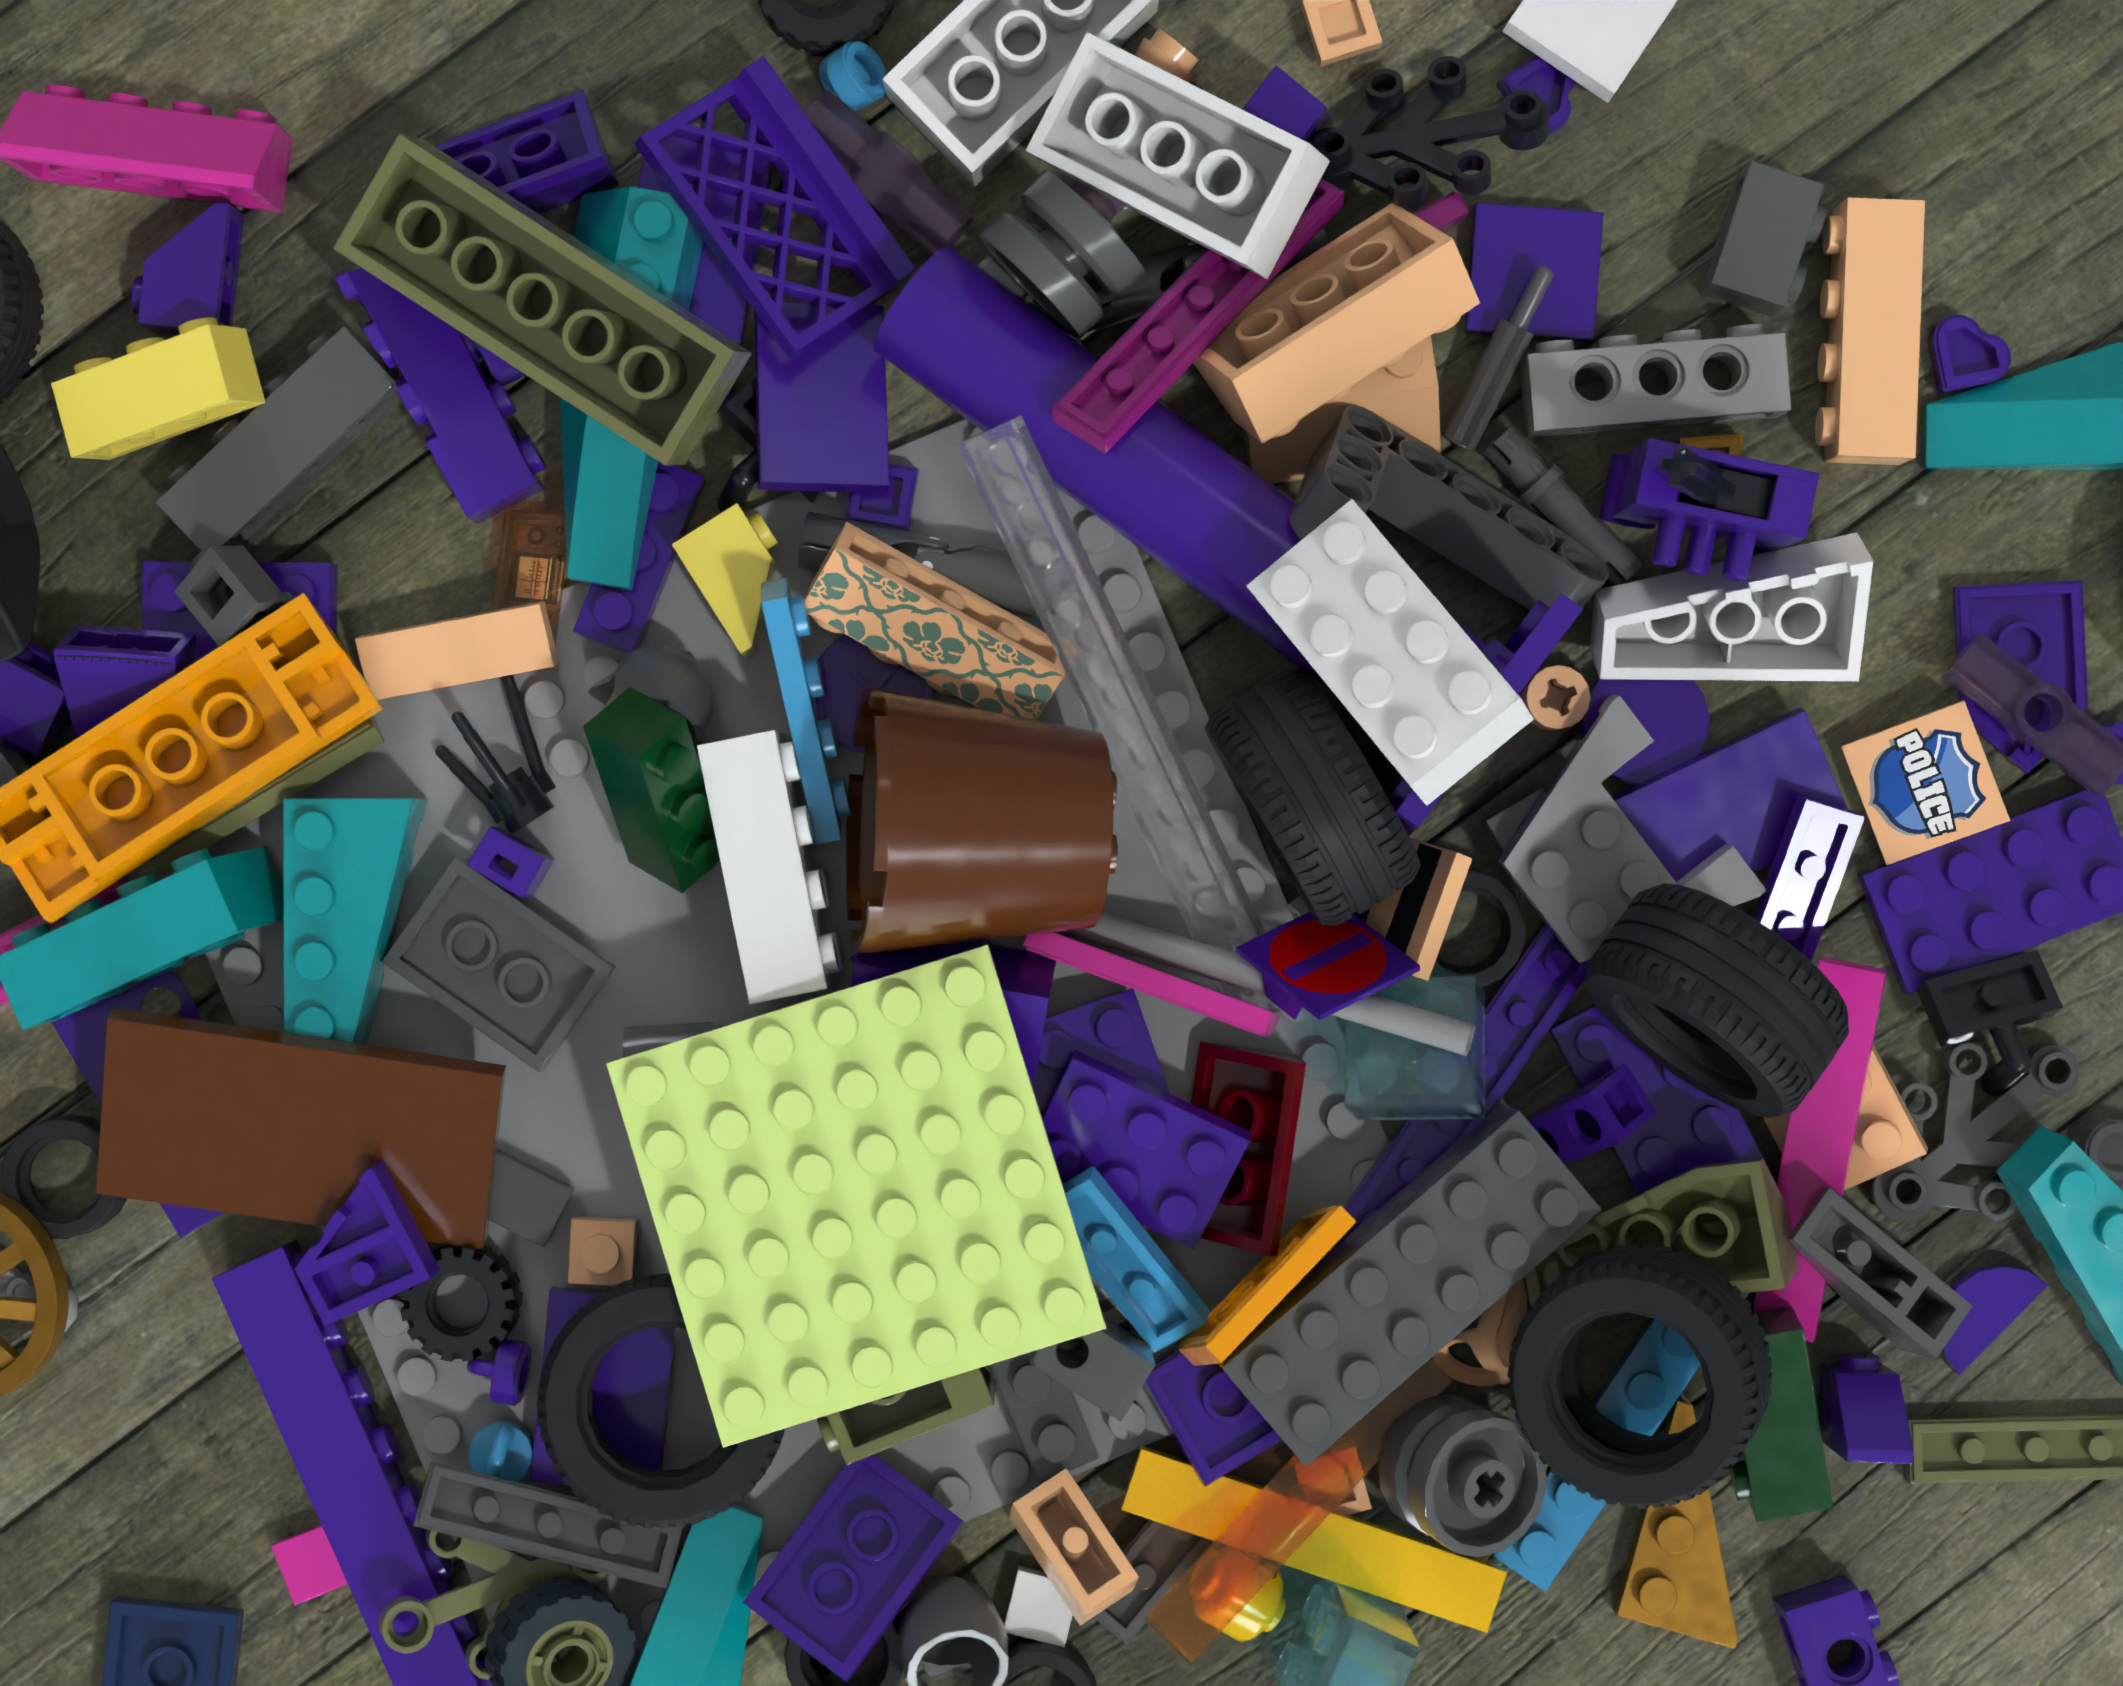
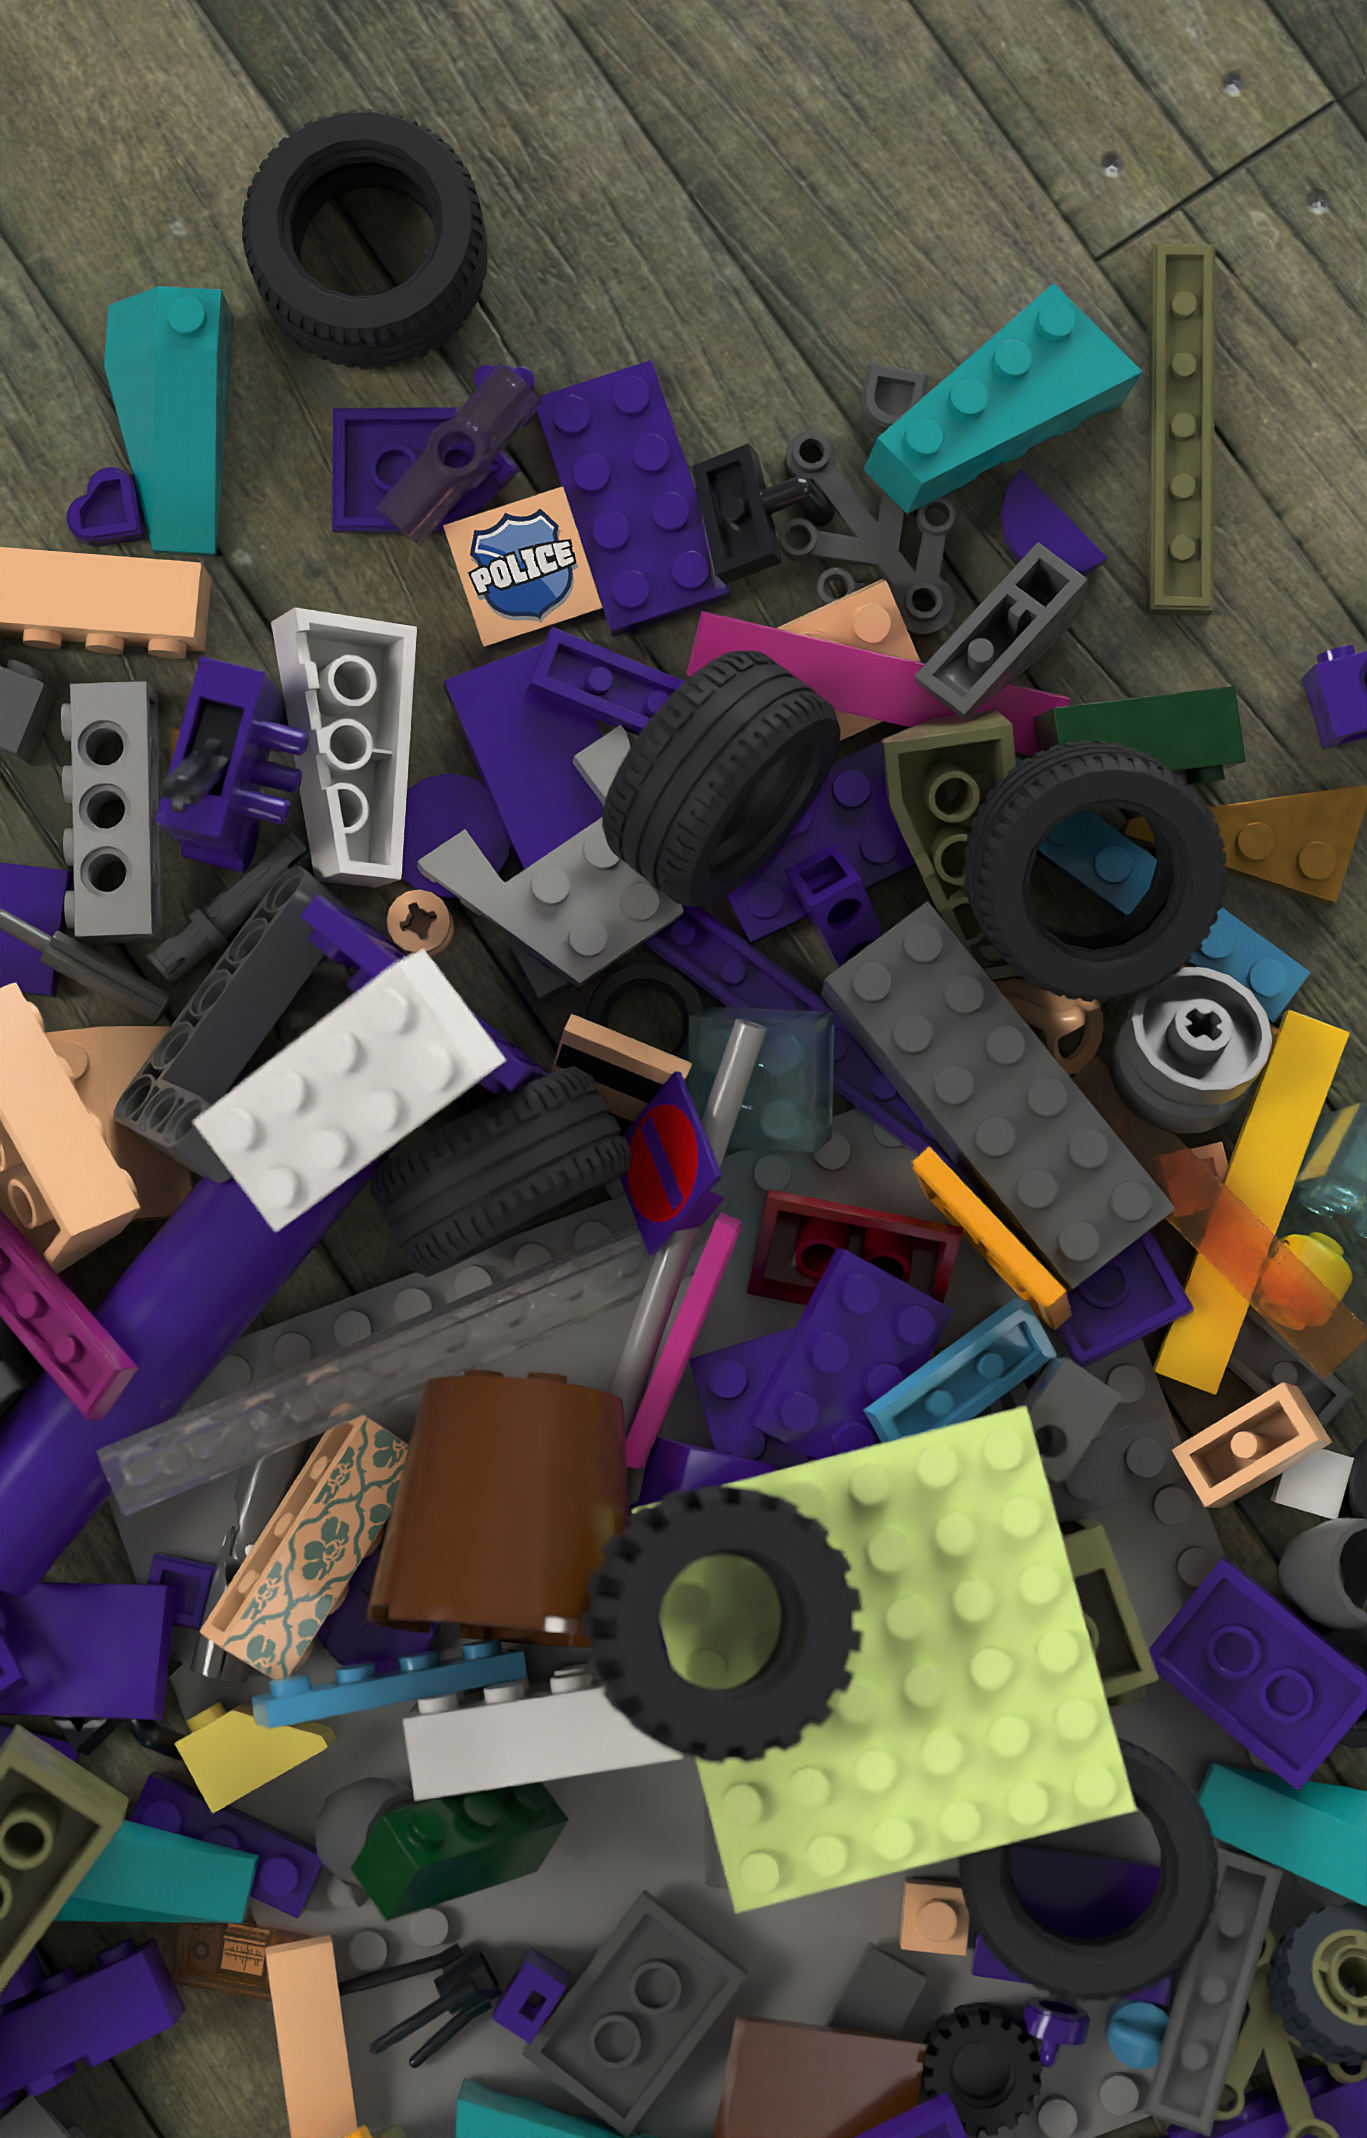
camera: 80 degrees left, 5 degrees down
(871, 1128) = (811, 1640): none -> black tyre
(1863, 1411) = (1138, 652): dark purple slope -> none

